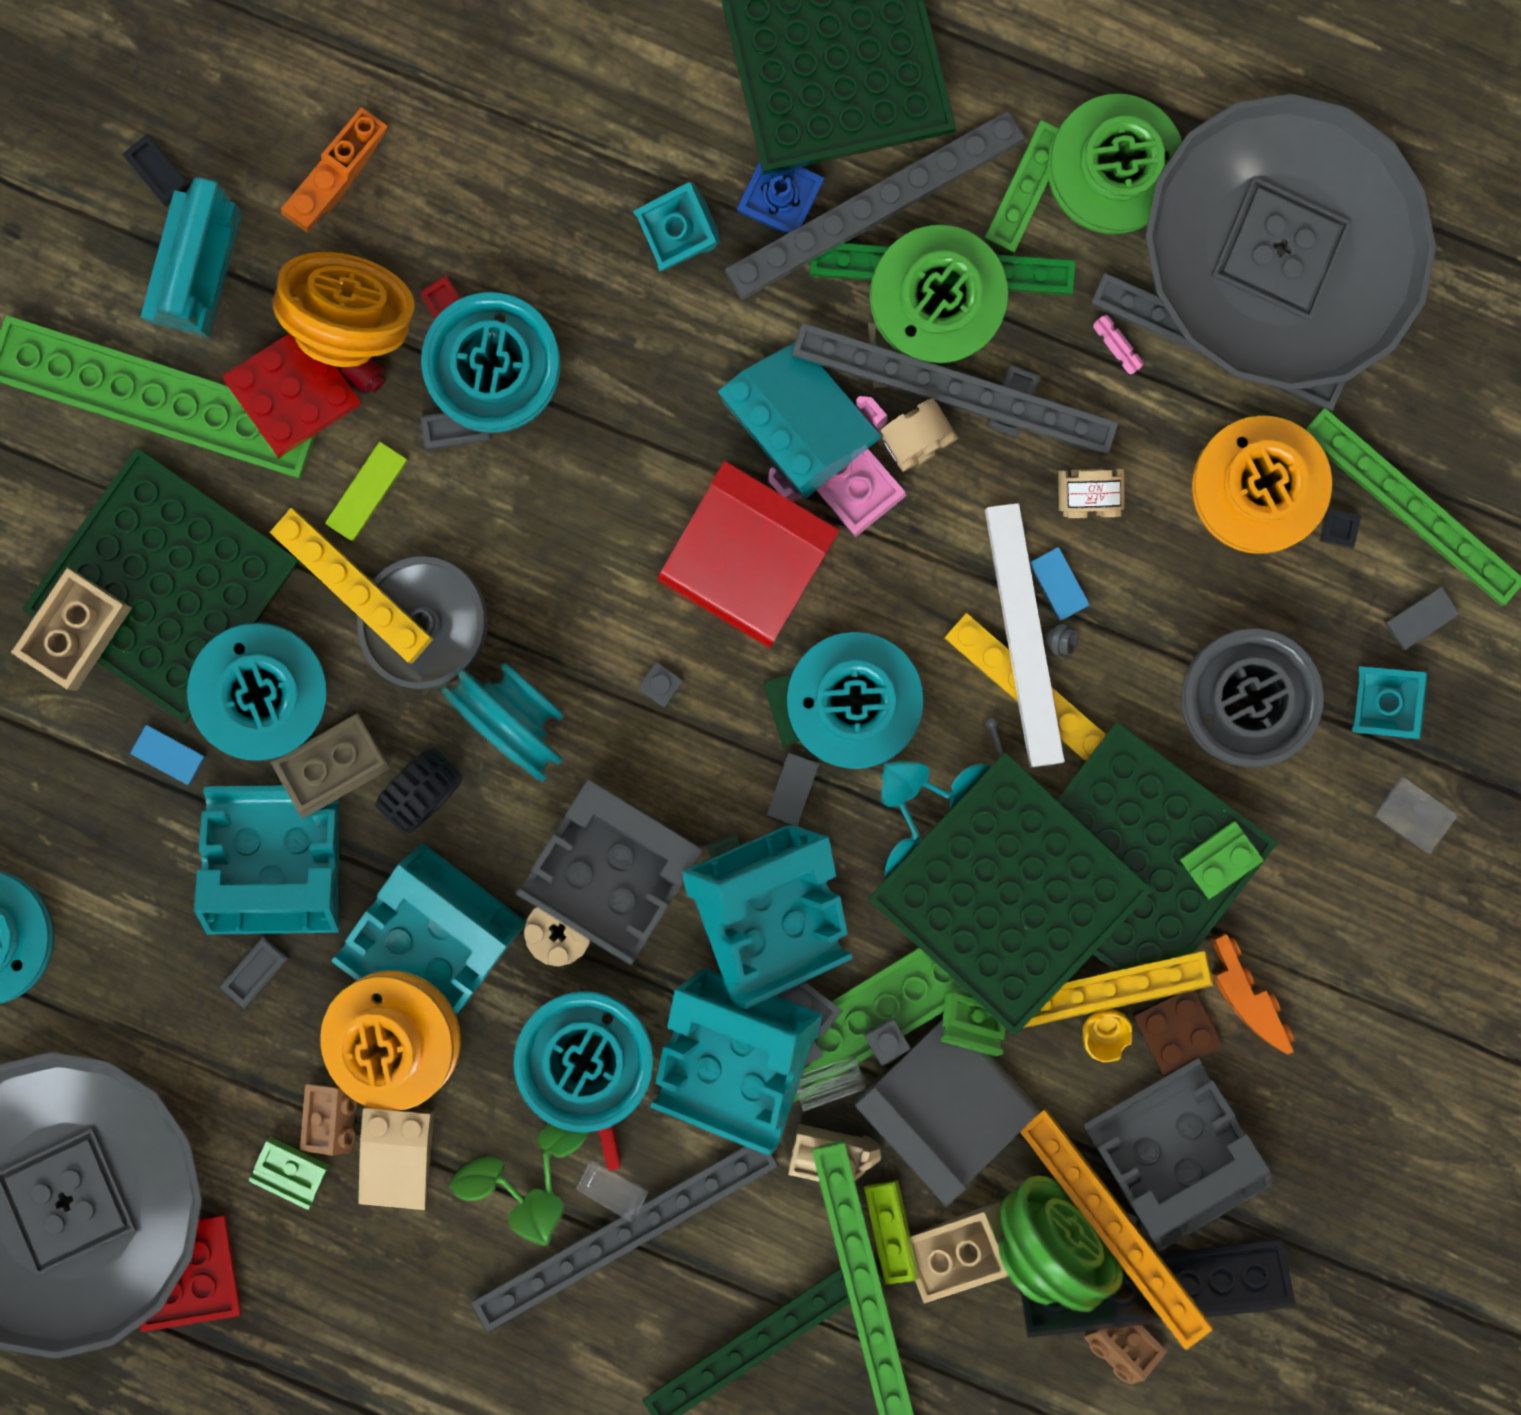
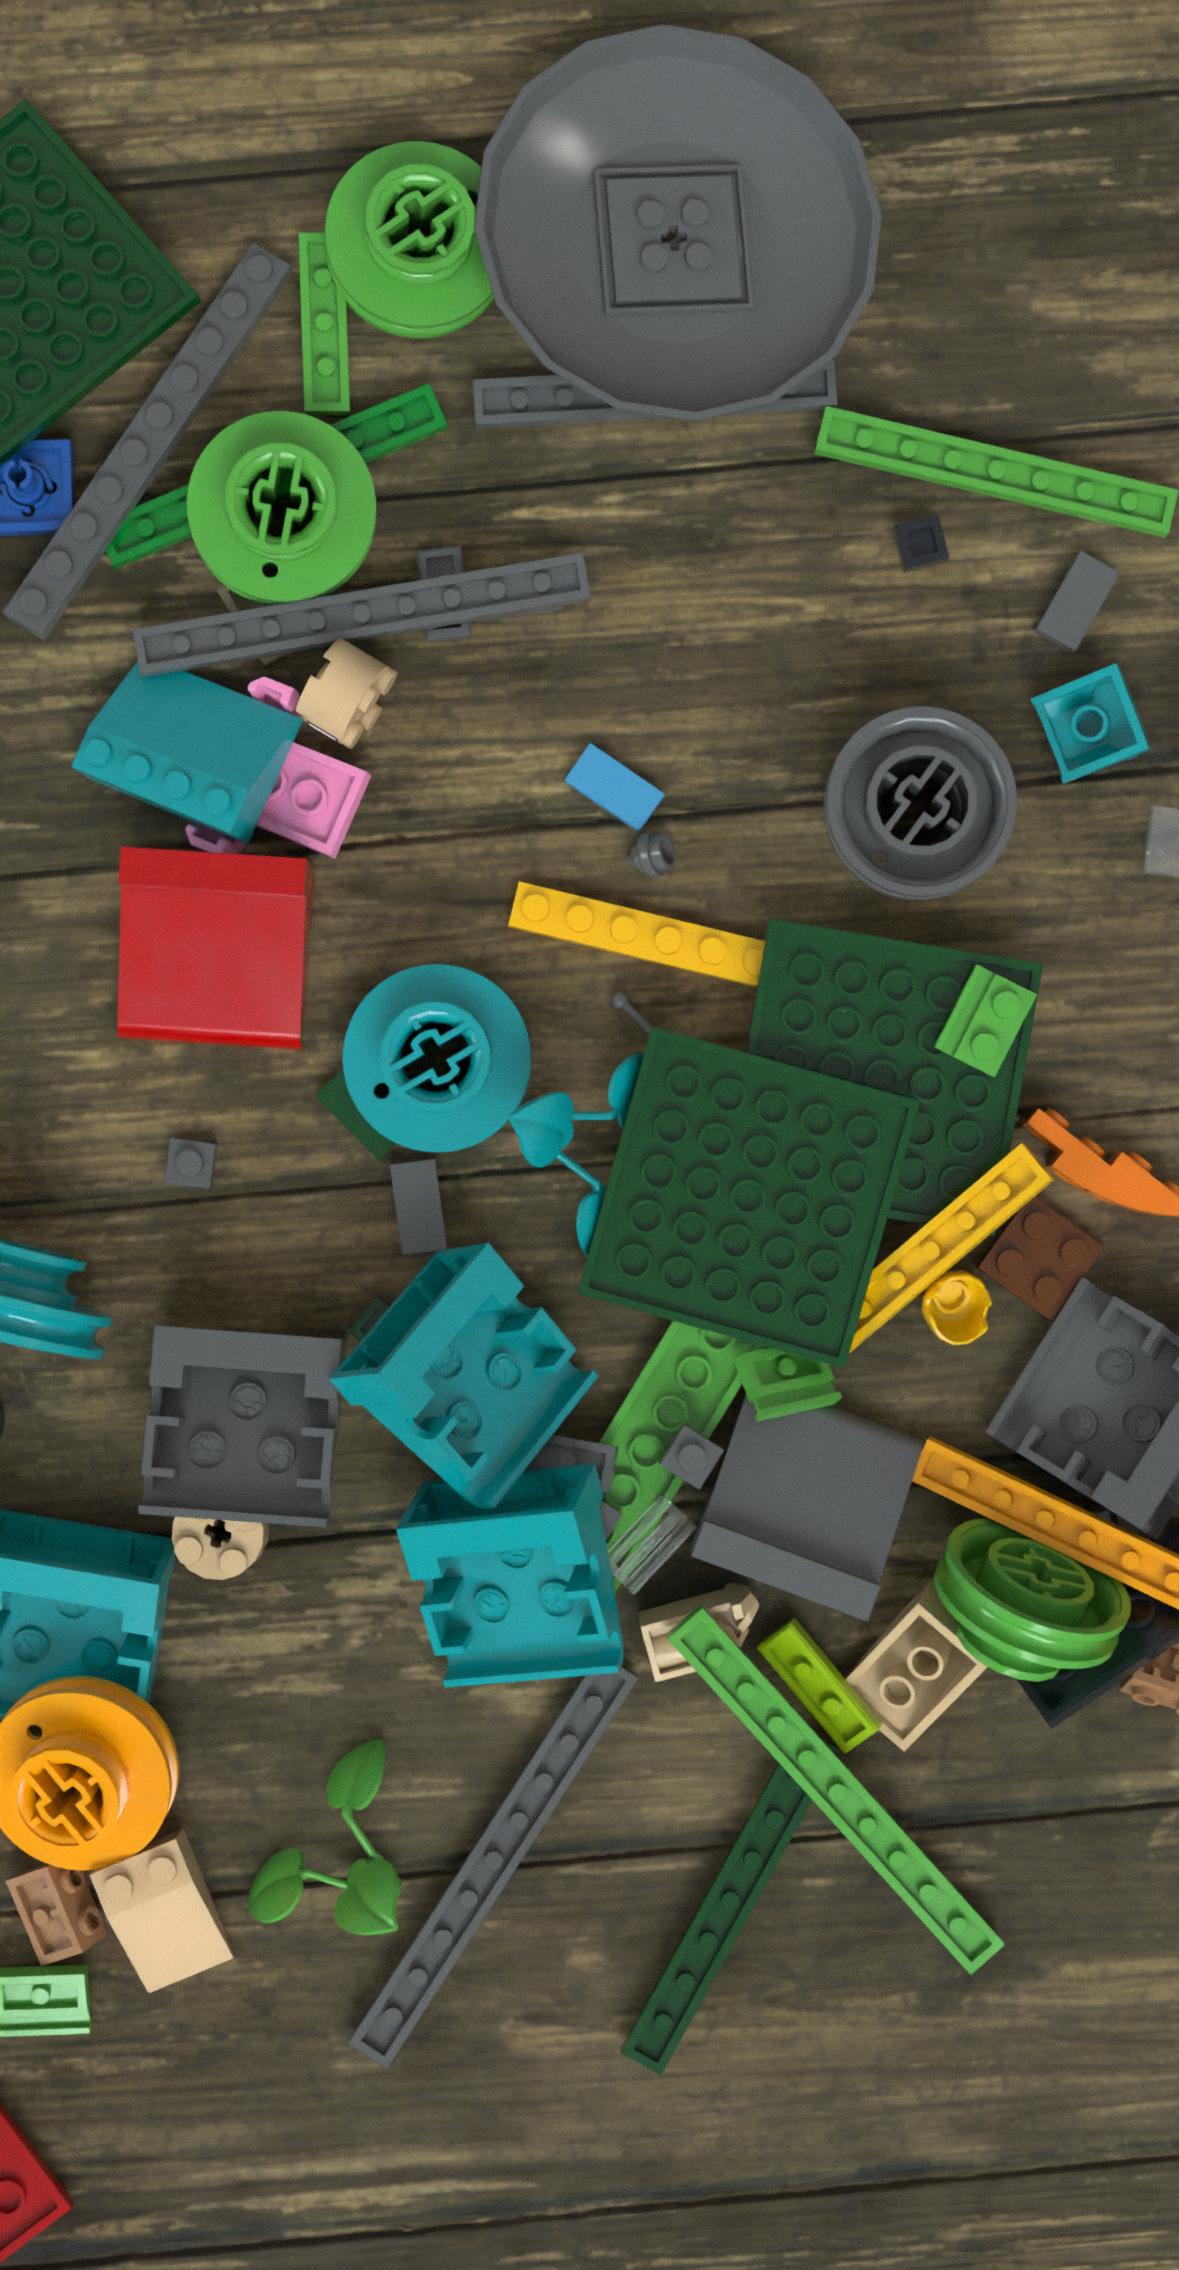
camera: 35 degrees left, 0 degrees up
(579, 1104) = (287, 1699): teal wheel -> none
(610, 1148) = (409, 1749): red tile -> none
(611, 1190) = (450, 1814): clear tile -> none
(1024, 635) = (603, 872): white tile -> none
(1091, 491) = (593, 653): brick -> none
(1118, 344) = (535, 458): bright pink axle -> none
(1276, 517) = (818, 580): light orange wheel -> none

